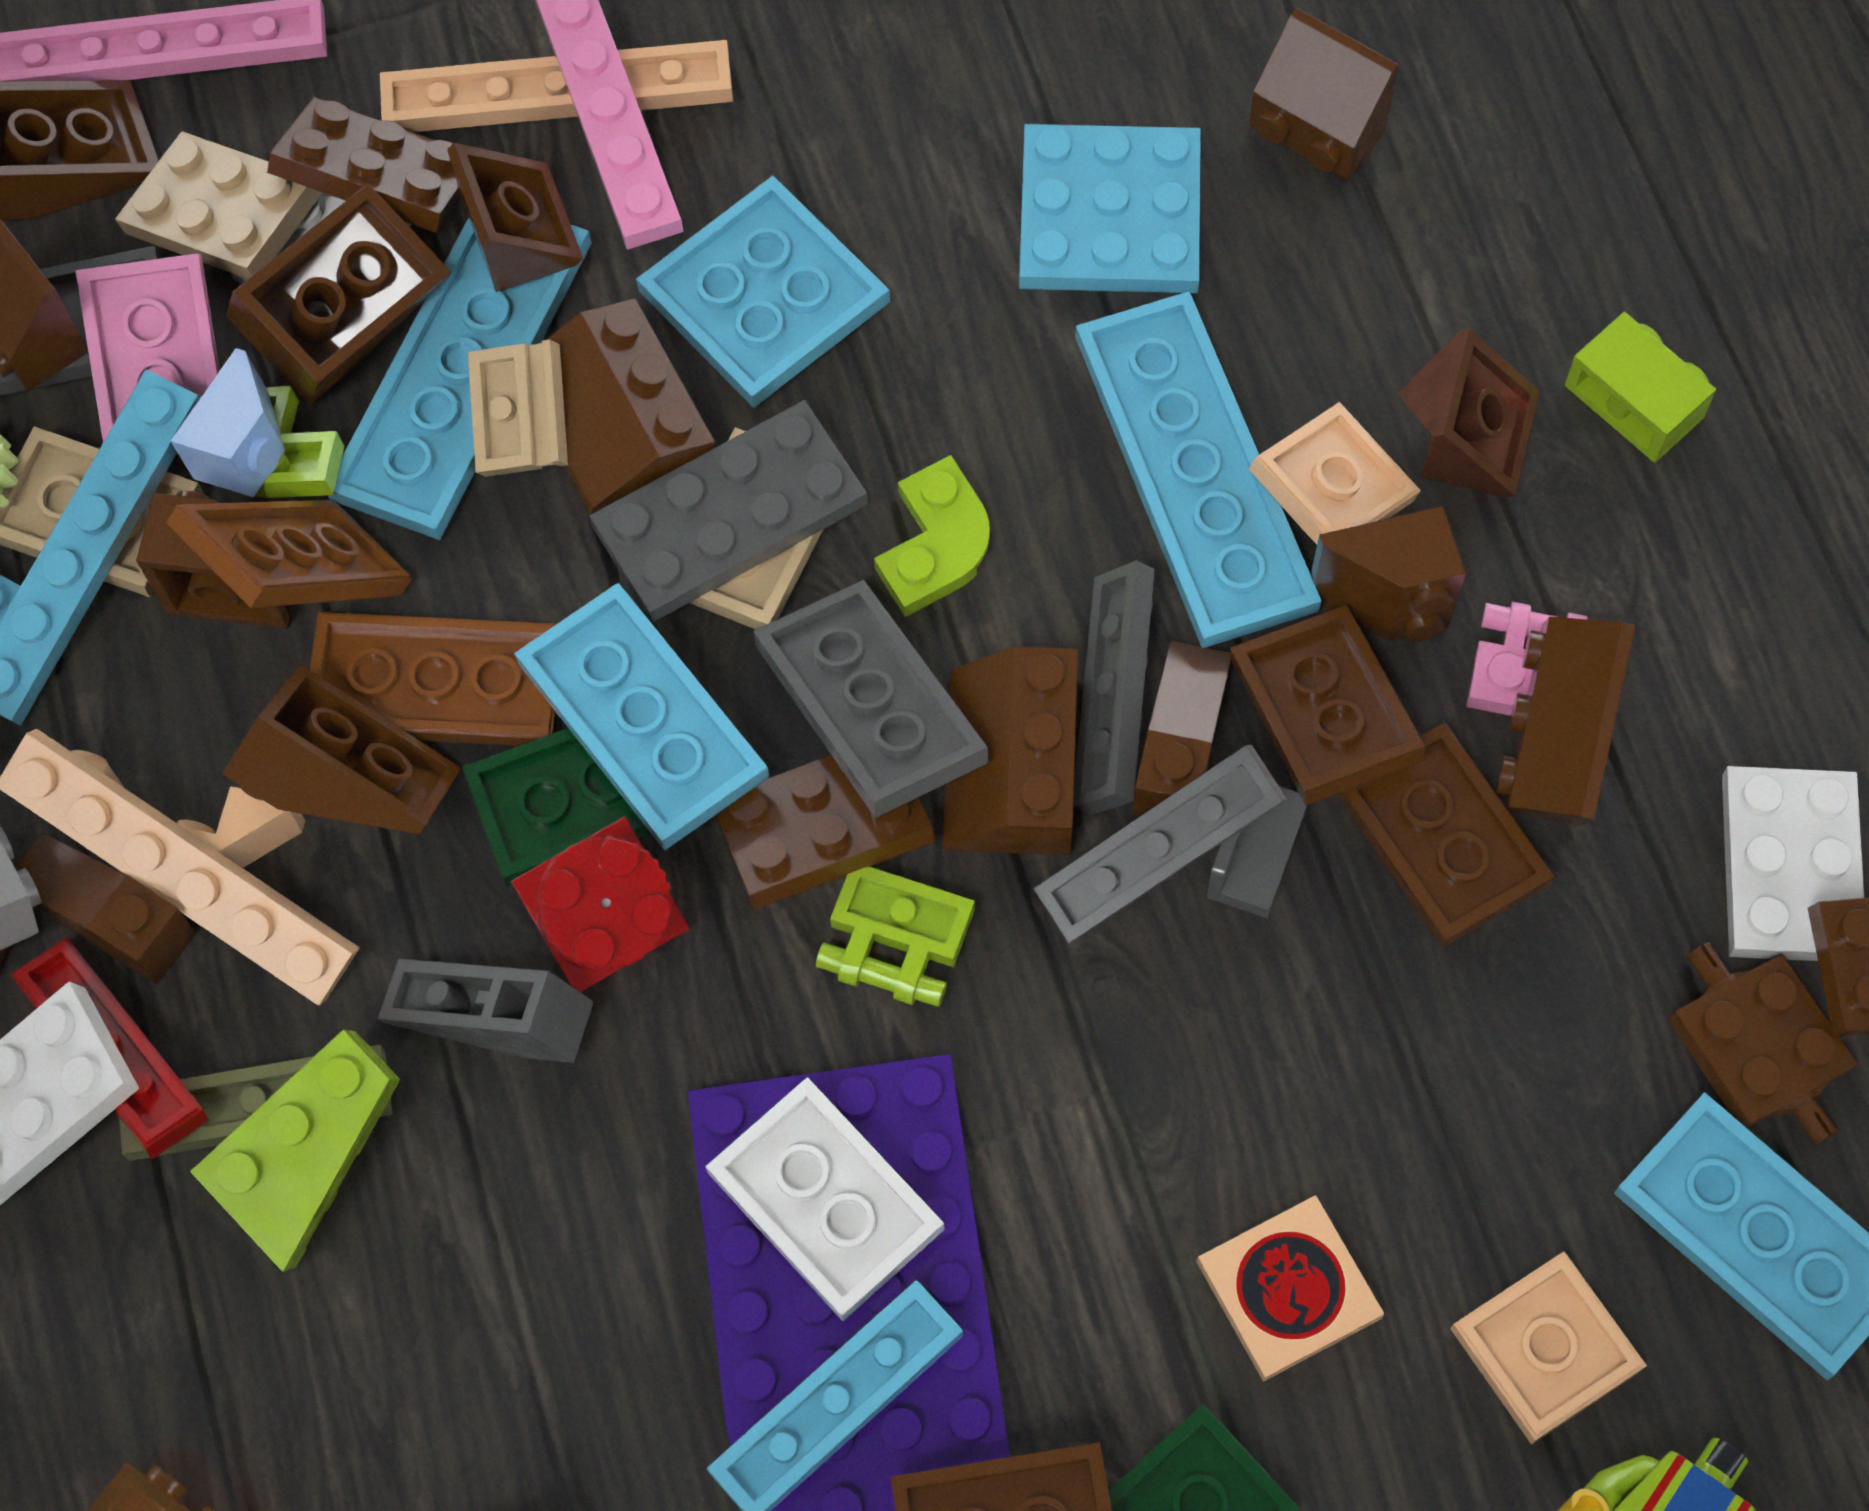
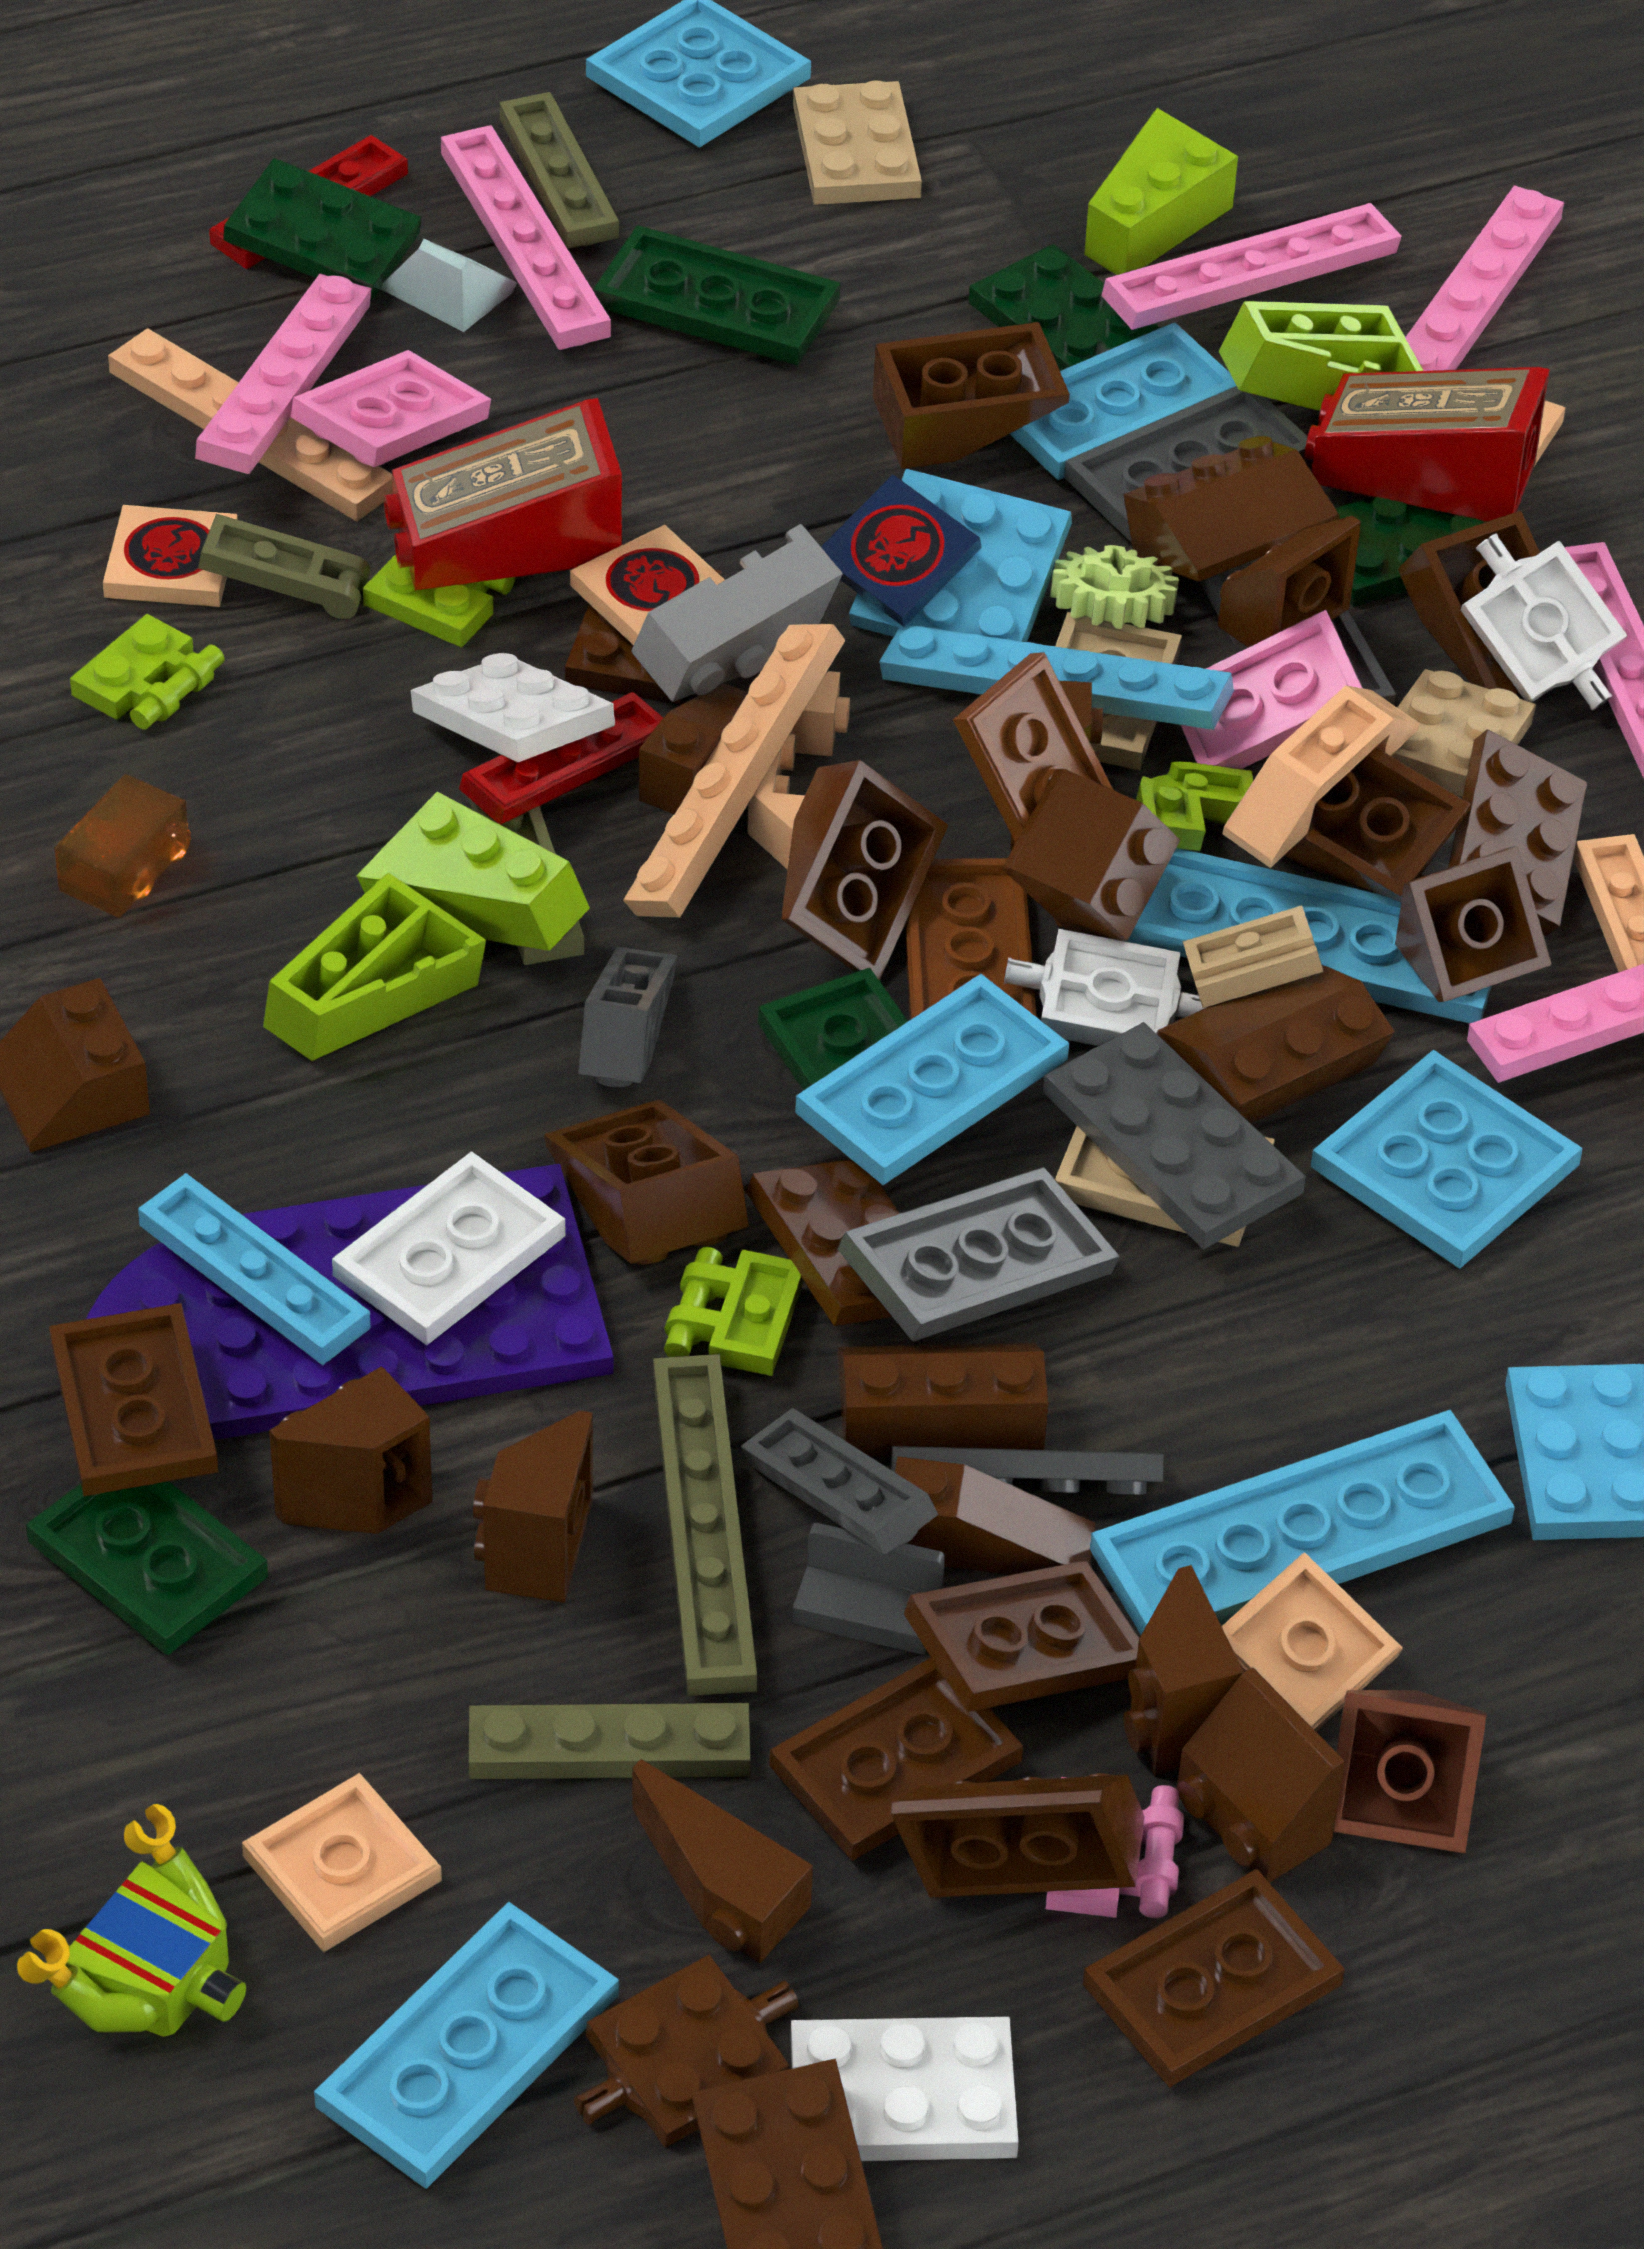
camera: 80 degrees right, 20 degrees down
(100, 94) = (1543, 622): none -> white plate
(232, 430) = (1193, 753): light blue slope -> none
(312, 297) = (1308, 764): none -> light nougat slope
(375, 529) = (1091, 856): none -> reddish brown slope
(405, 1269) = (372, 970): none -> lime wedge
(518, 552) = (1104, 987): none -> white plate
(600, 904) = (729, 1063): red piece -> none
(718, 1004) = (651, 1180): none -> reddish brown slope
(951, 541) = (1206, 1333): lime plate -> none
(1094, 1294) = (353, 1458): none -> reddish brown slope
(1163, 982) = (704, 1526): none -> olive plate
(1173, 1123) = (536, 1510): none -> reddish brown slope
(1289, 1288) = (392, 1643): tile -> none
(1411, 1092) = (608, 1740): none -> olive plate
(1509, 523) = (1261, 1779): none -> reddish brown slope
(1577, 994) = (730, 1874): none -> reddish brown slope
(1640, 386) = (1478, 1932): lime brick -> none
(1685, 596) = (1213, 1977): none -> reddish brown plate

